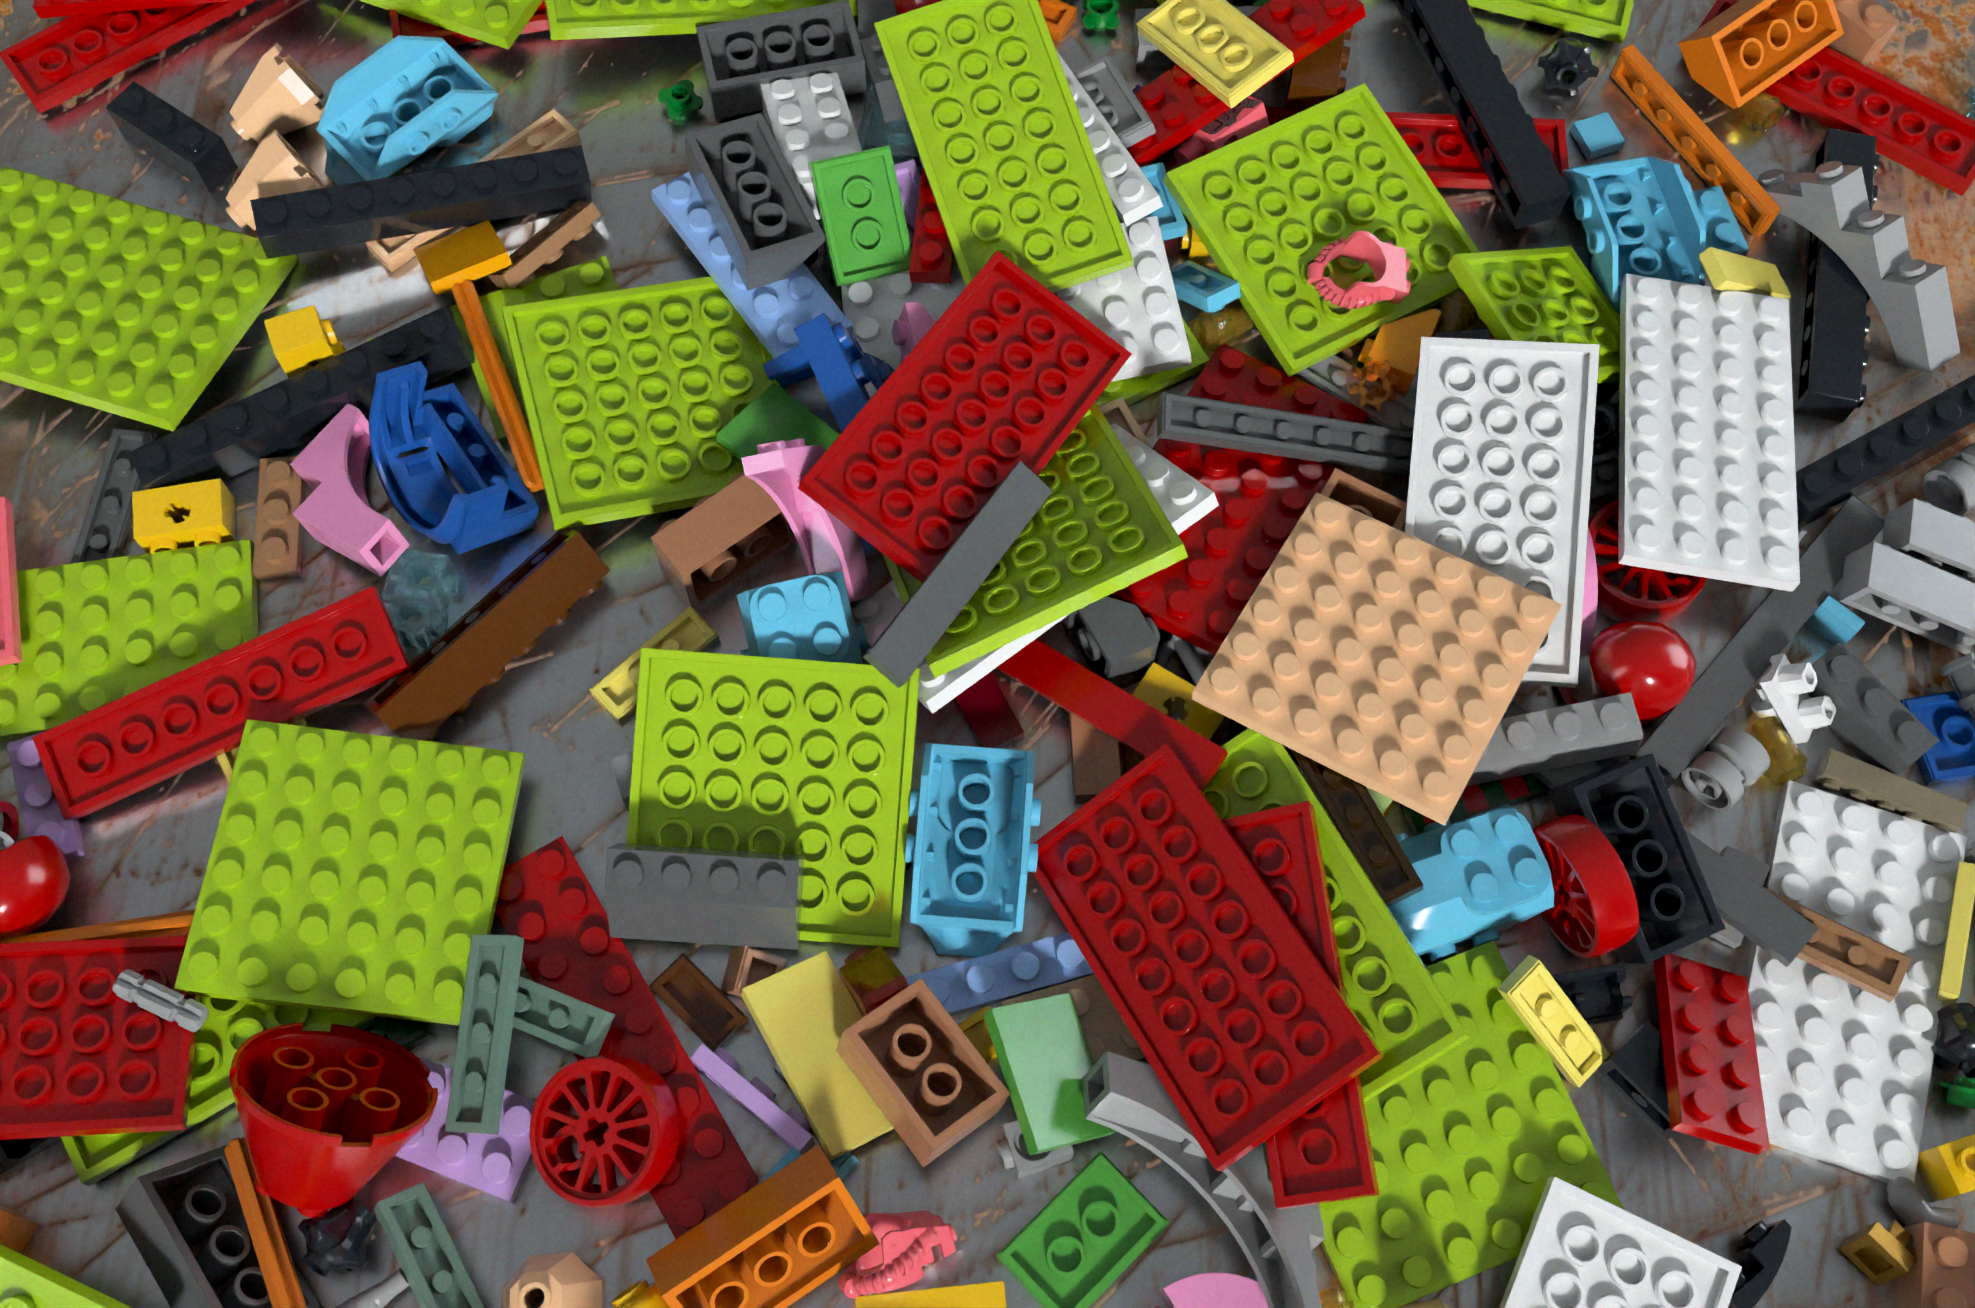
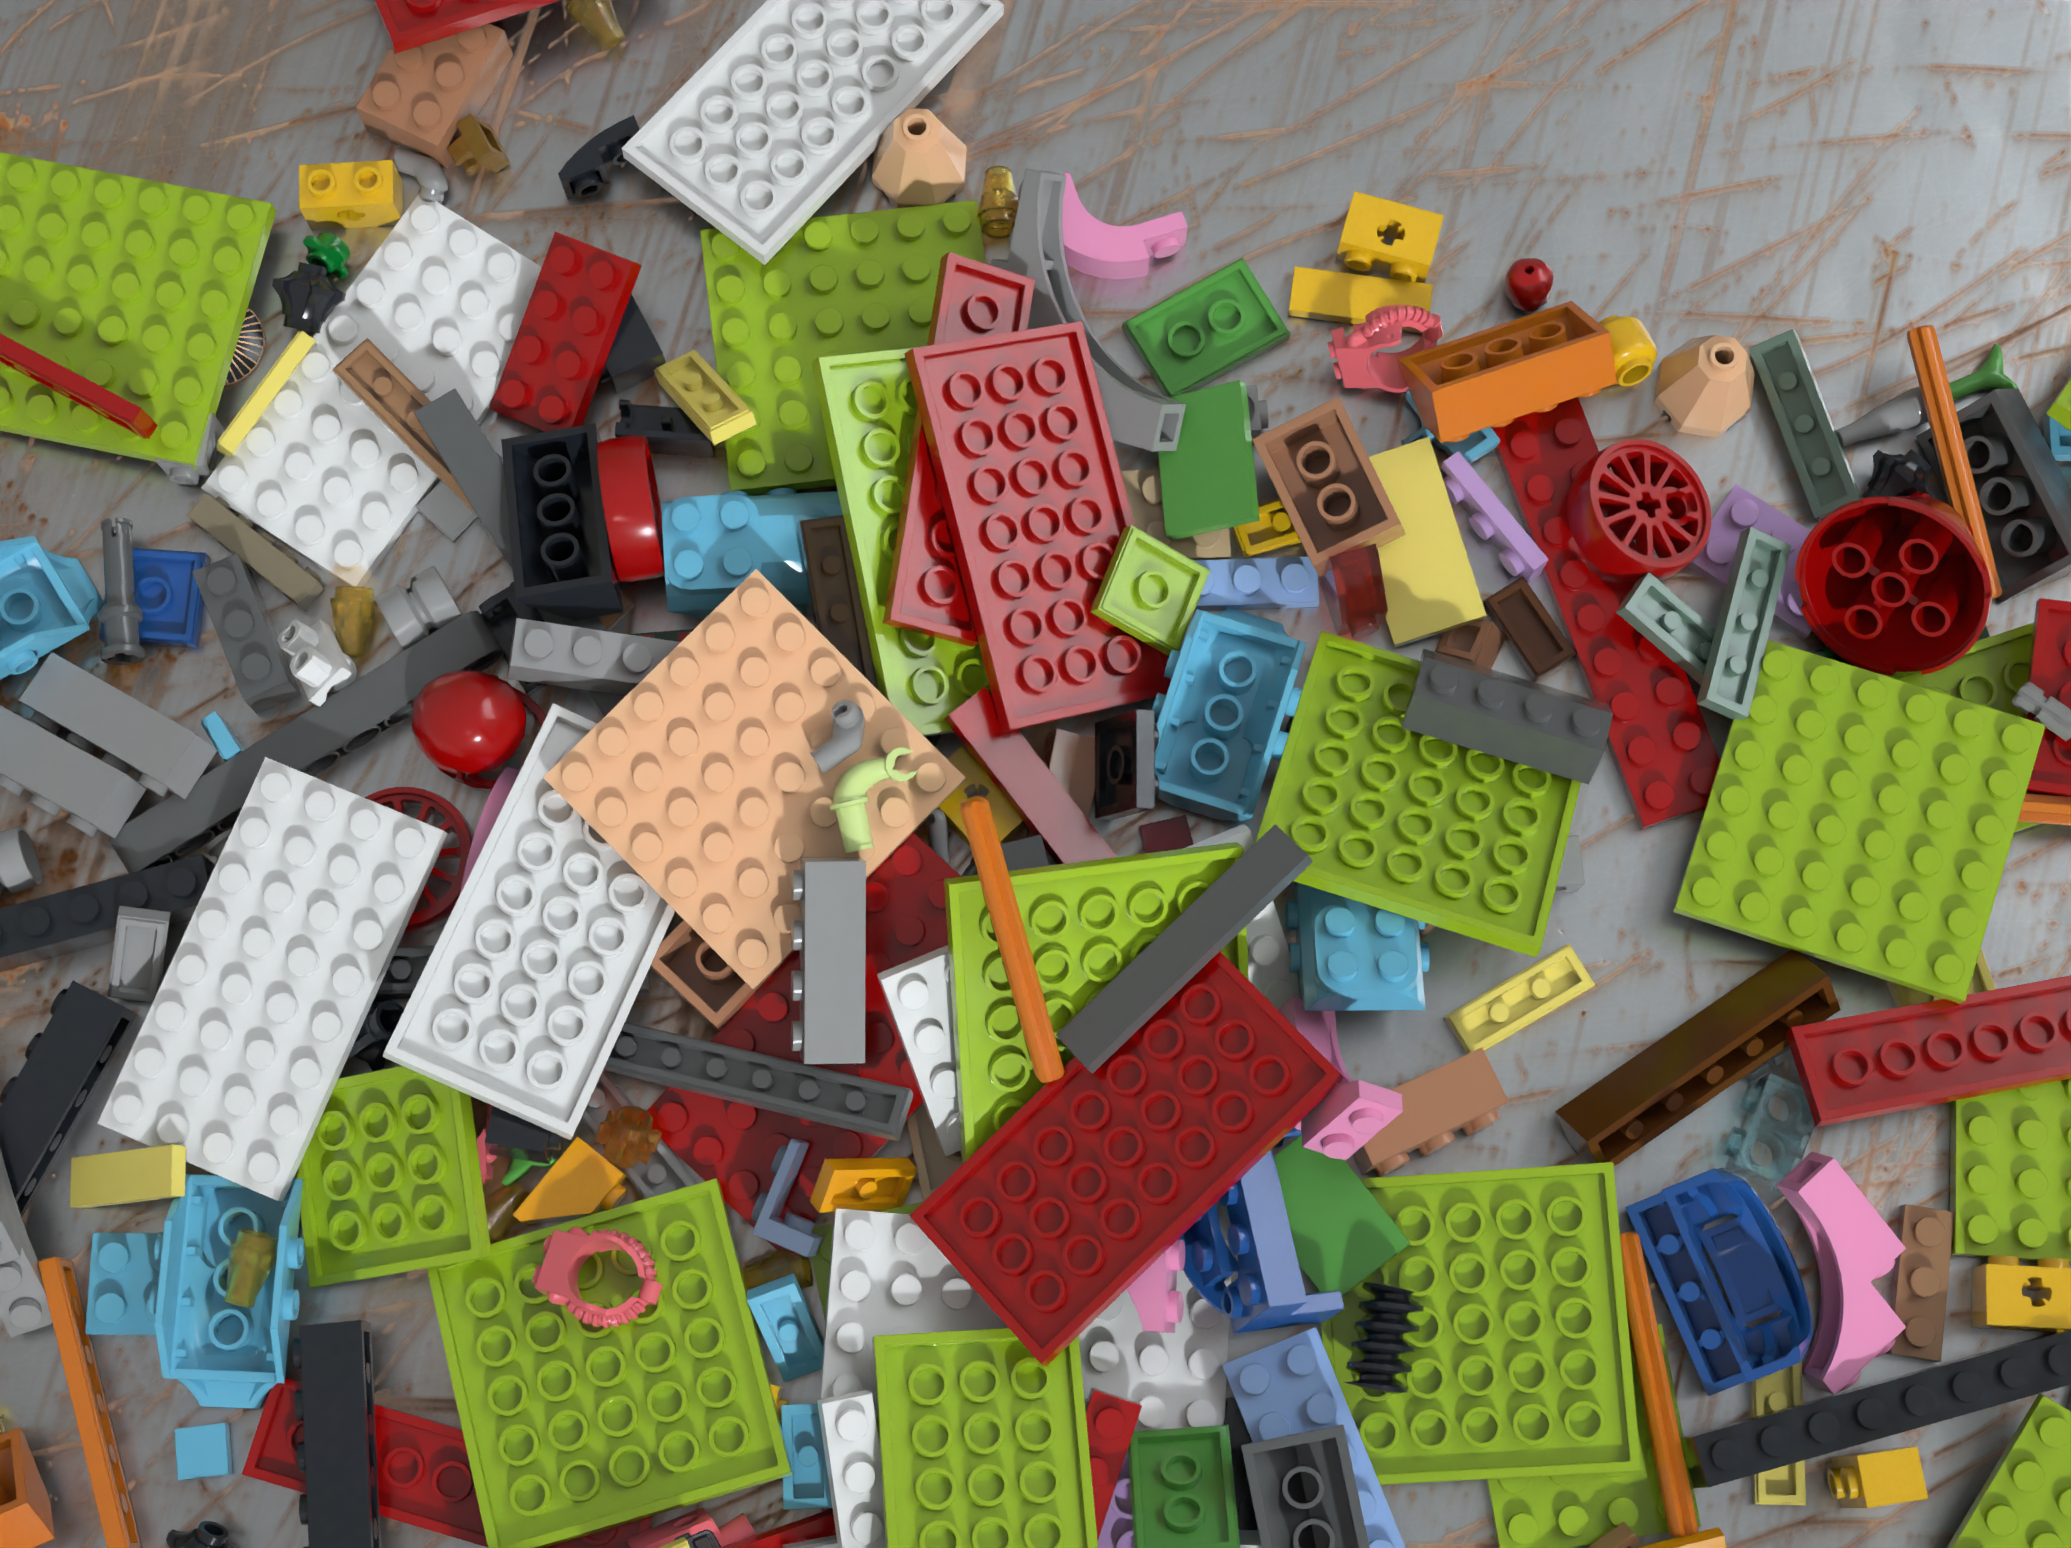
camera: 165 degrees left, 10 degrees up
(725, 356) = (1384, 1338): none -> black piece
(1052, 754) = (1125, 764): none -> black plate
(1071, 927) = (1150, 590): none -> lime tile
(1117, 529) = (1011, 938): none -> orange axle
(1189, 380) = (863, 1184): none -> light orange plate
(1228, 340) = (792, 1231): none -> sand blue bracket
(1261, 515) = (831, 960): none -> light grey brick
(1288, 635) = (851, 797): none -> yellowish green piece
(1312, 685) = (846, 735): none -> light grey arm
(1628, 228) = (249, 1265): none -> clear yellow cone
(1822, 434) = (138, 953): none -> light grey tile

